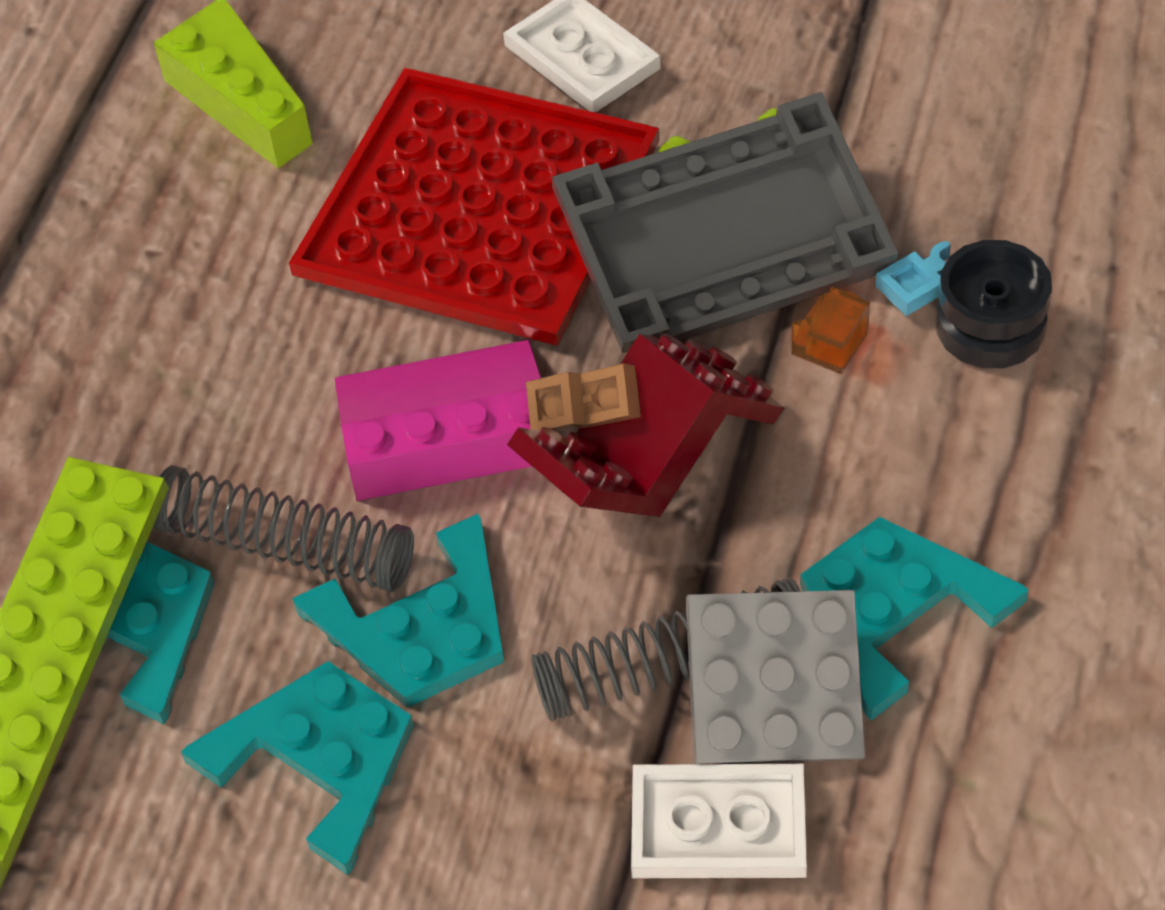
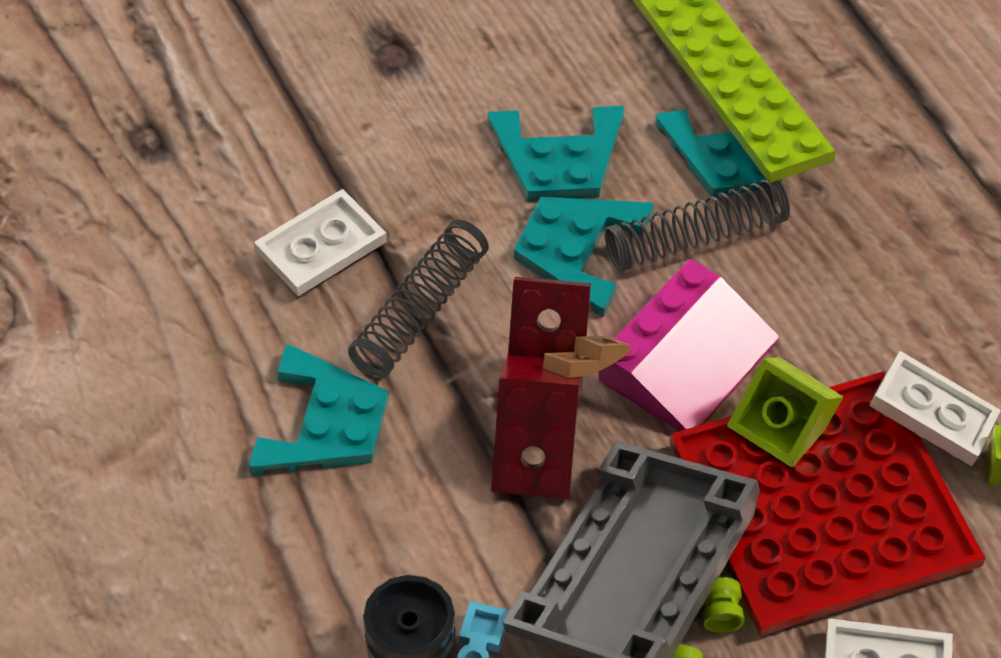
camera: 135 degrees right, 0 degrees up
(291, 195) = (935, 408): none -> white plate
(431, 260) = (784, 410): none -> lime slope
(774, 677) = (345, 307): light grey plate -> none
(832, 330) = (503, 554): clear orange window -> none

